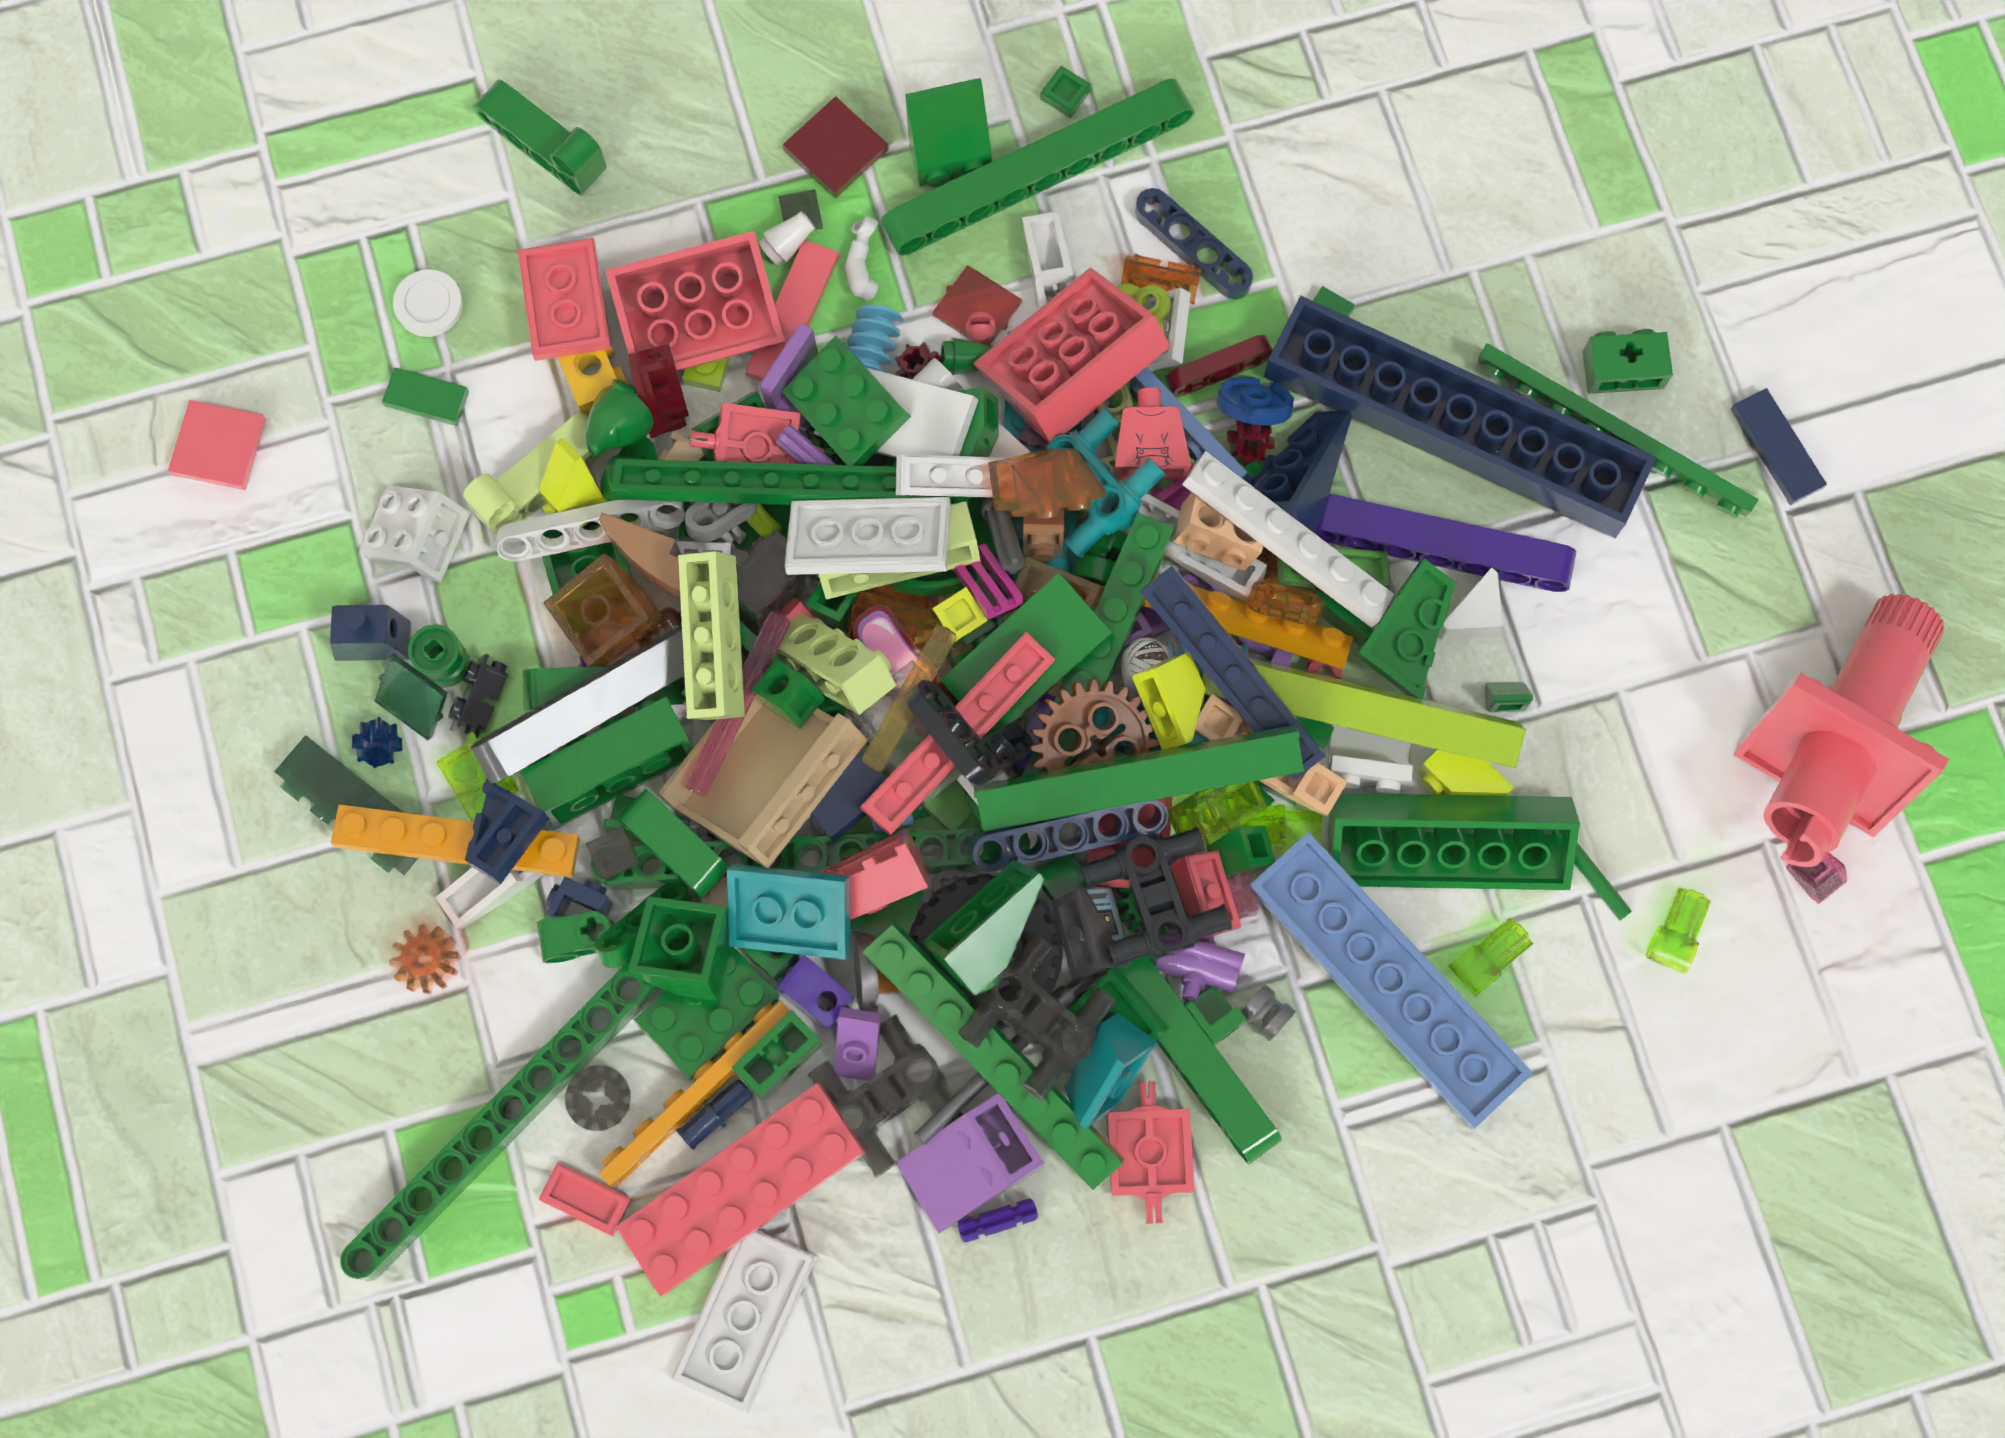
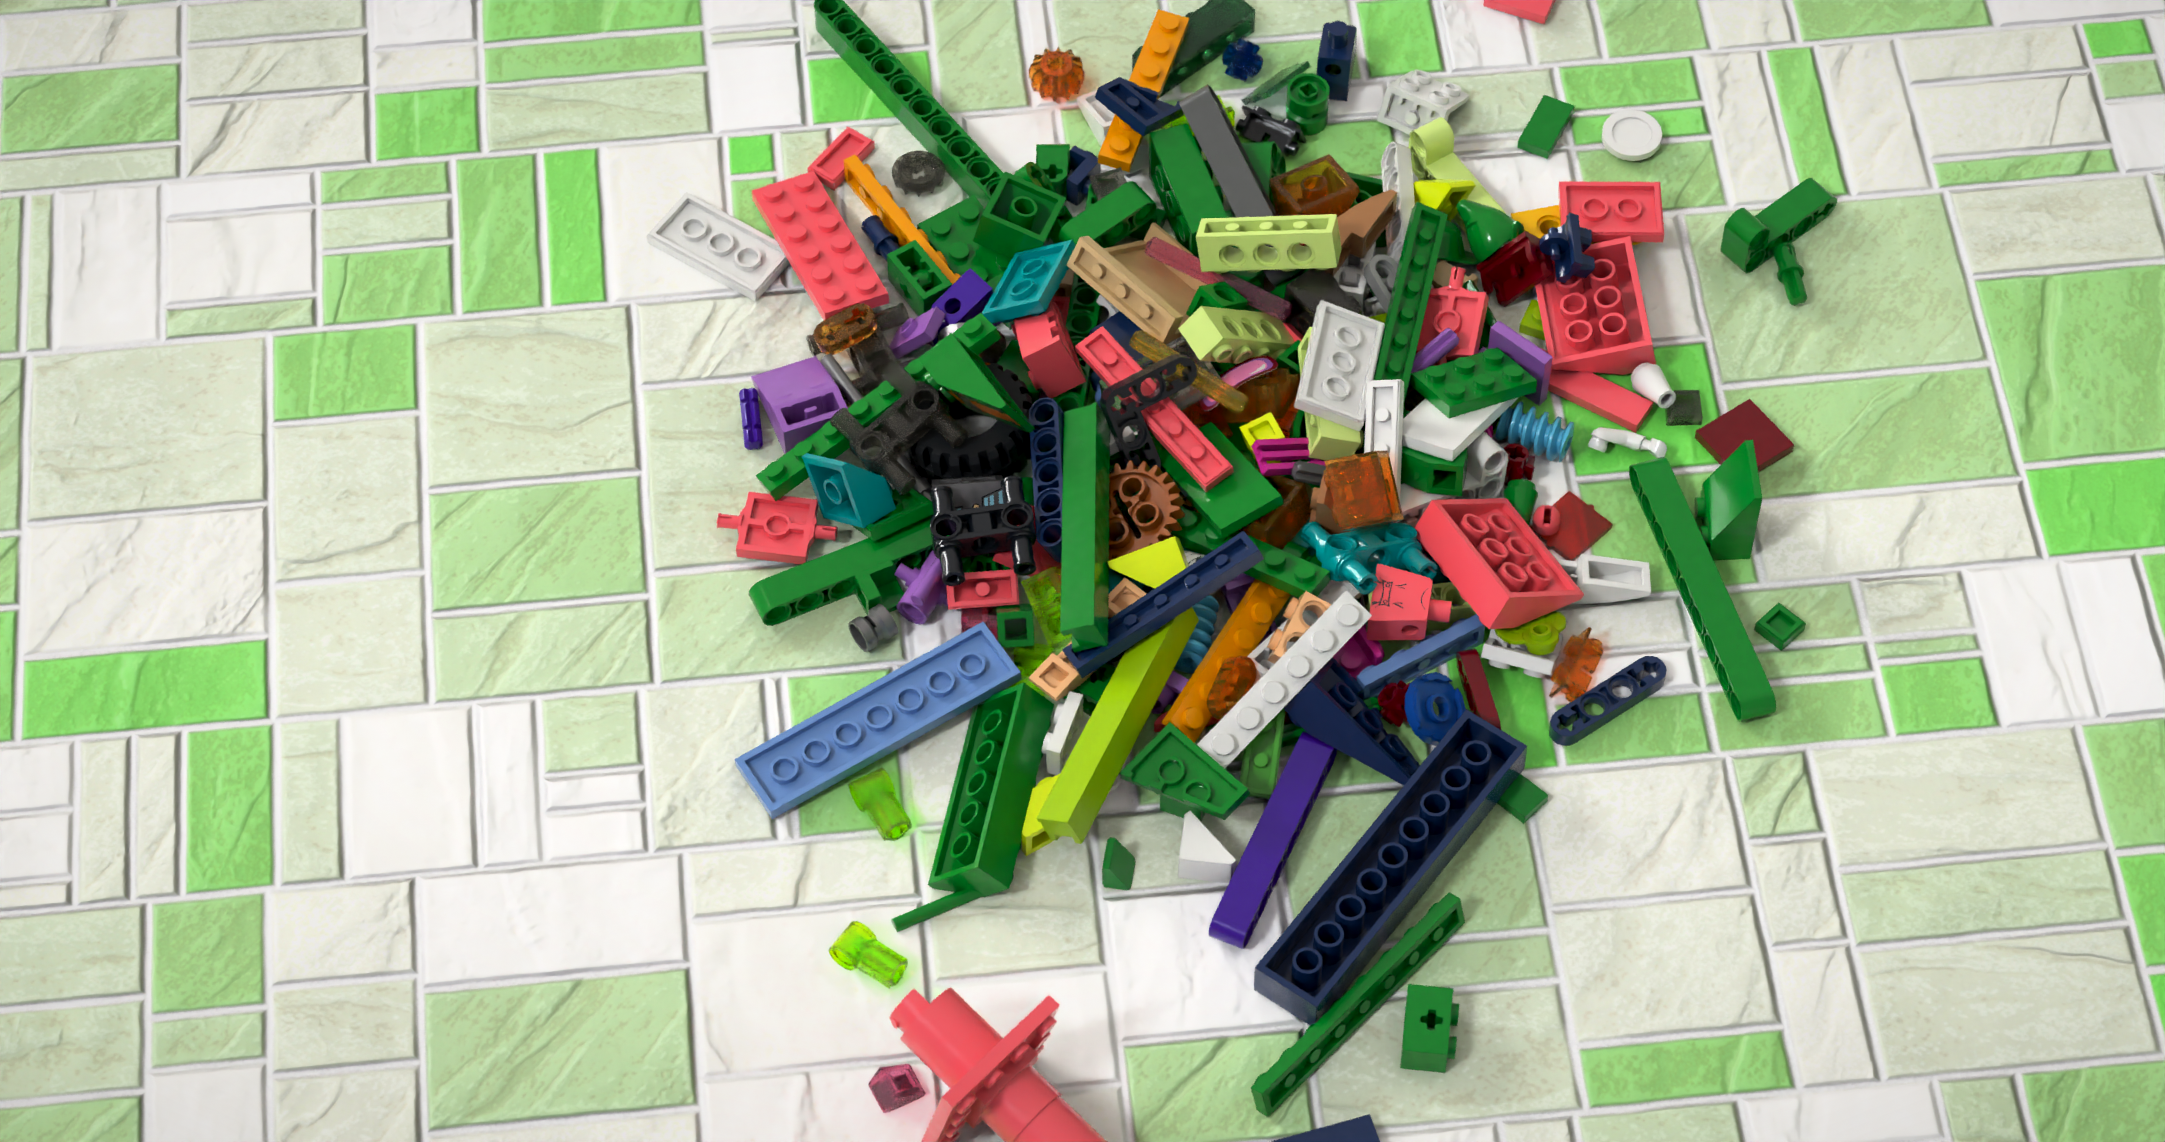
camera: 100 degrees right, 20 degrees down
(605, 120) = (1790, 273): none -> green axle
(640, 327) = (1566, 248): none -> dark blue hips
(882, 1119) = (845, 329): none -> clear orange beam

